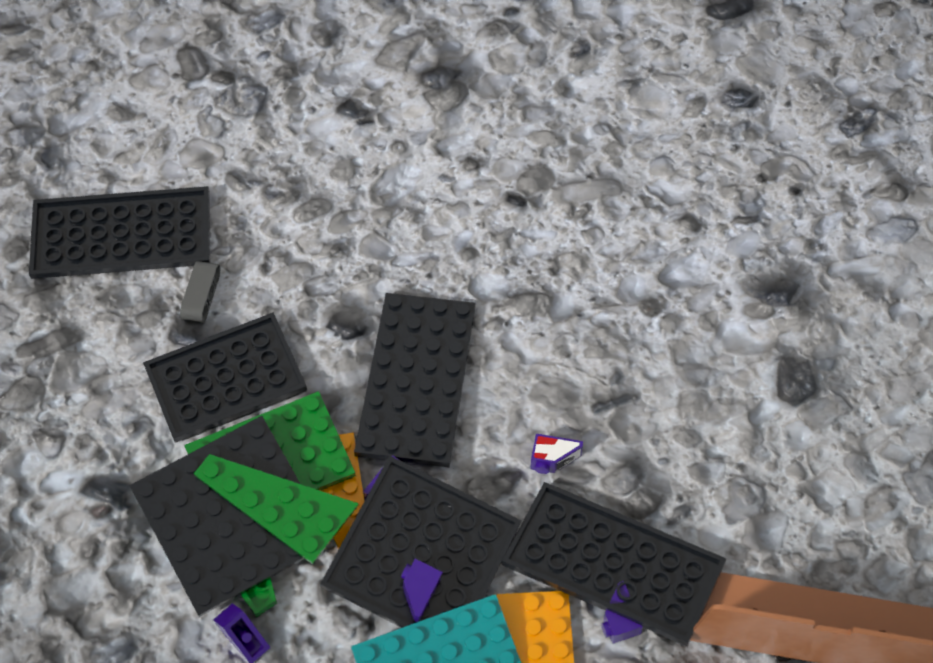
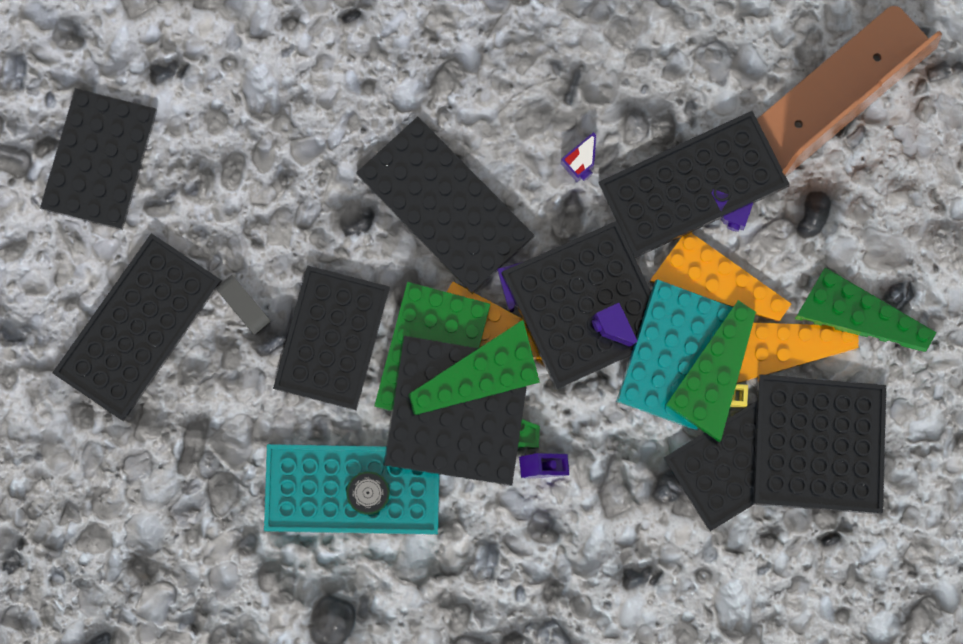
camera: 50 degrees left, 20 degrees up
(85, 480) = (310, 487): none -> teal plate
(100, 501) = (368, 493): none -> tile
(242, 116) = (98, 159): none -> black plate

